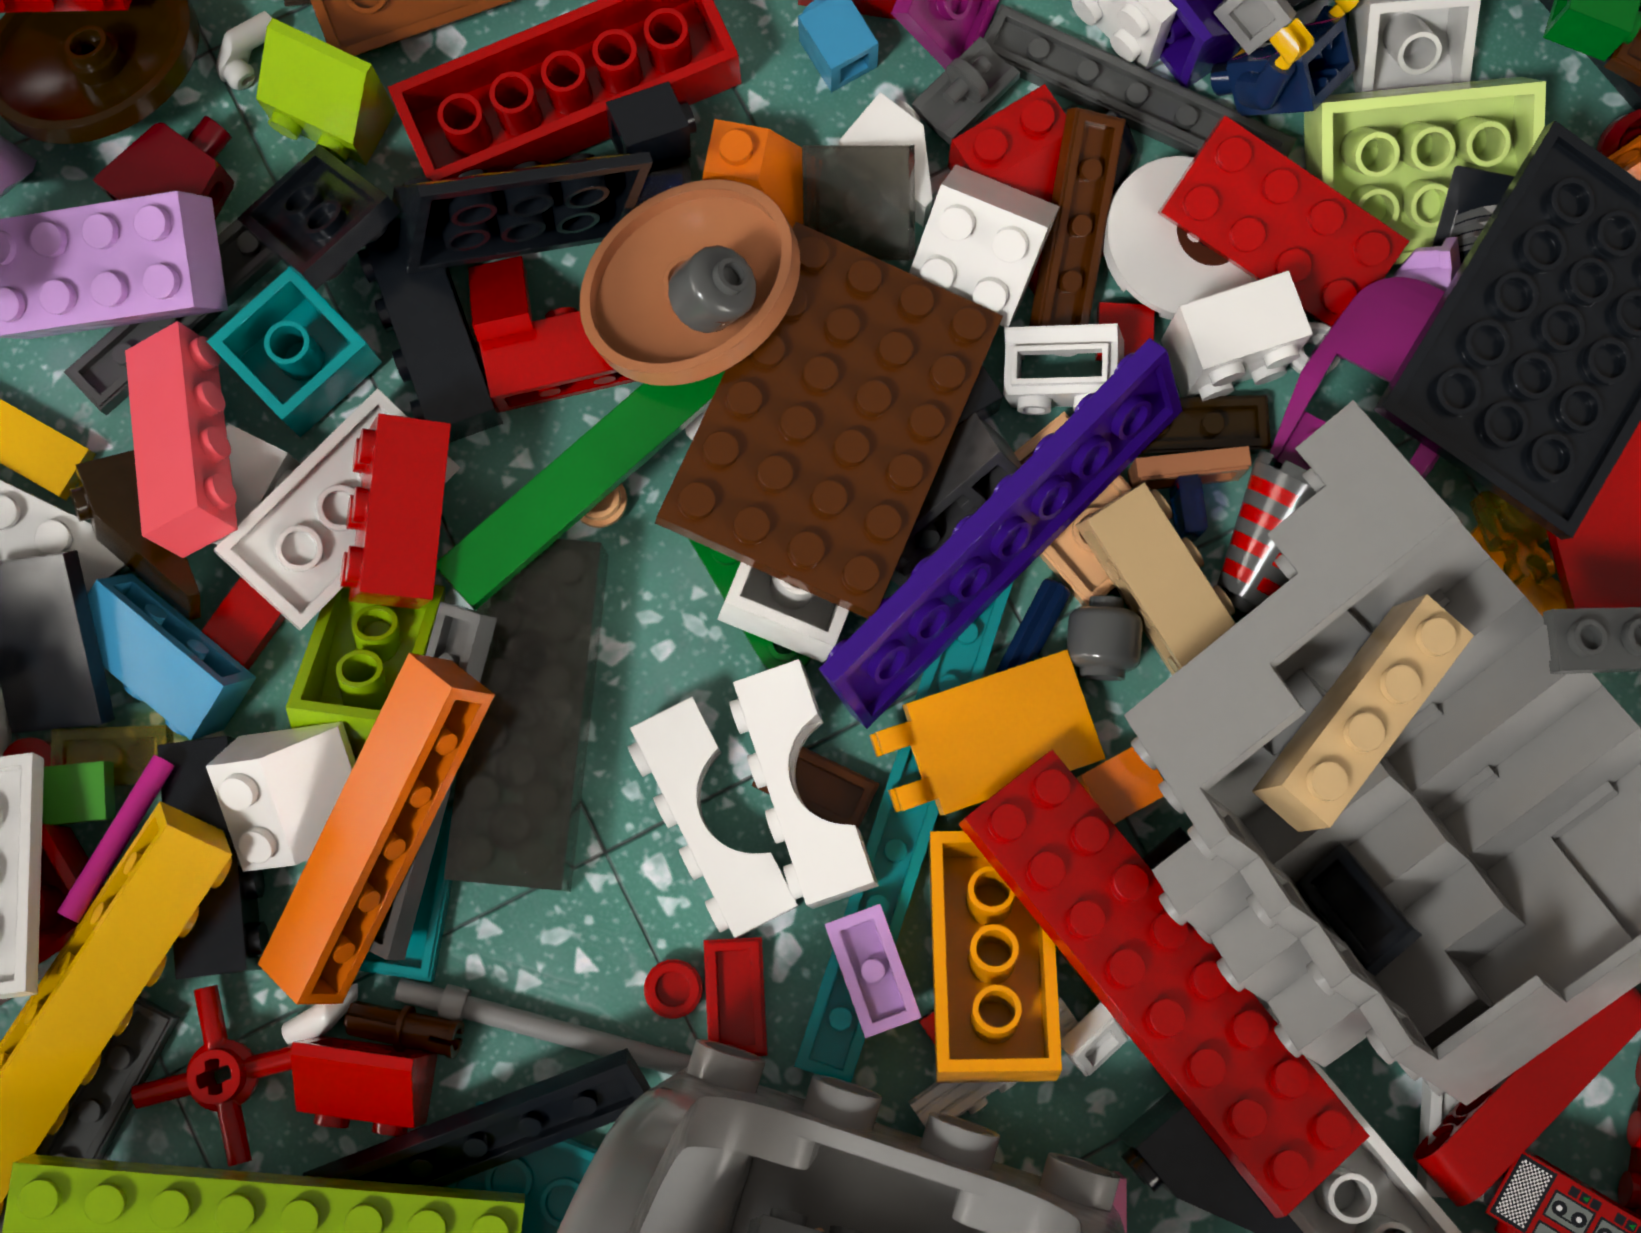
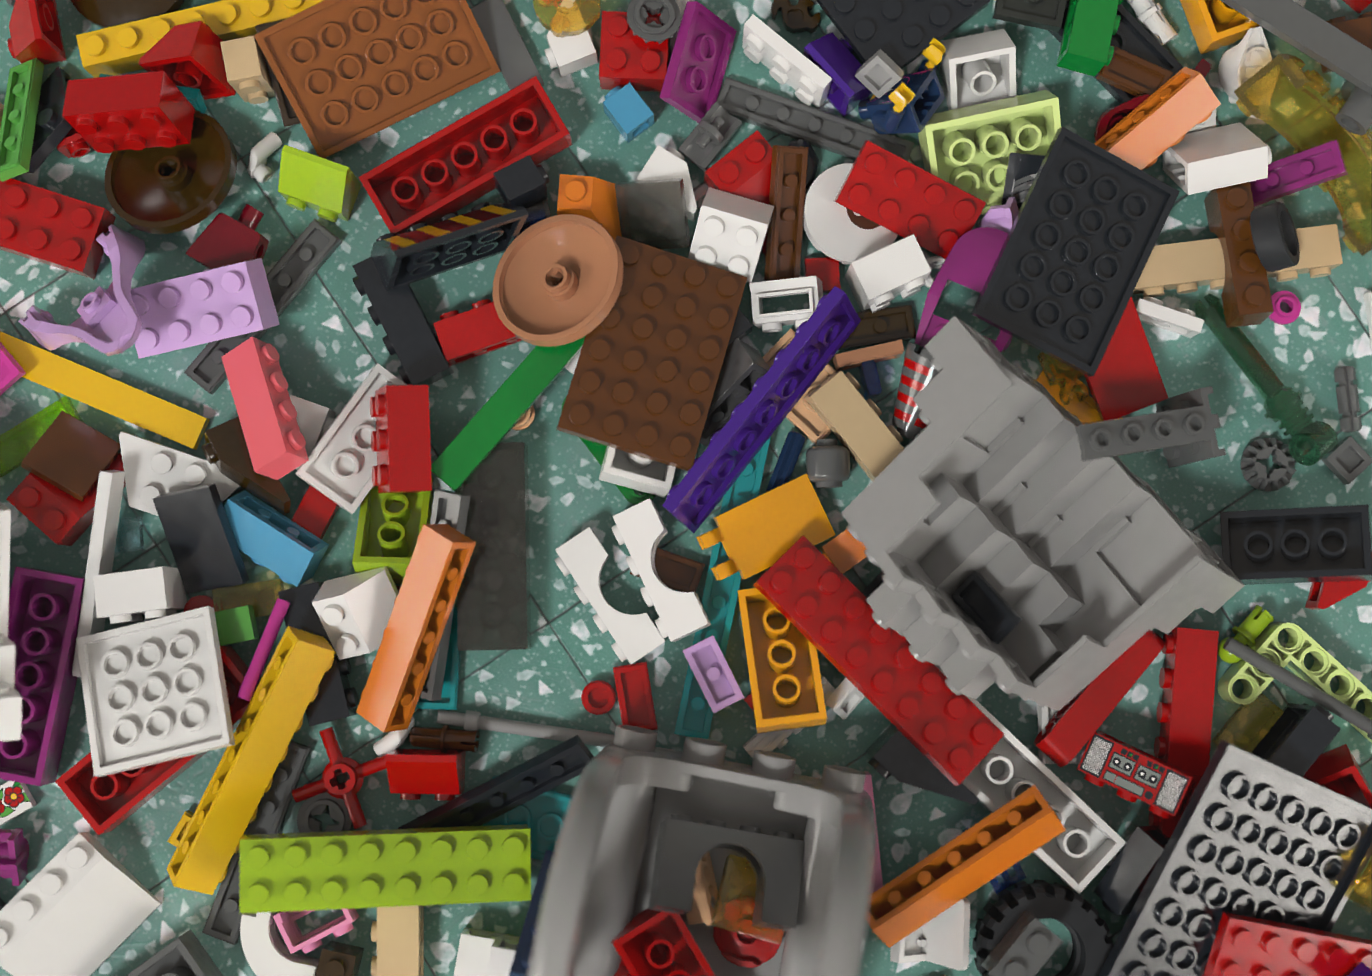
camera: 10 degrees left, 5 degrees up
(174, 1118) = (317, 806): none -> dark grey gear
(295, 351) = (323, 345): teal brick -> none
(319, 216) = (328, 263): black plate -> none
(500, 299) = (443, 299): red tile -> none
(712, 289) = (573, 288): dark grey head -> none
(1362, 714) = (976, 497): tan brick -> none

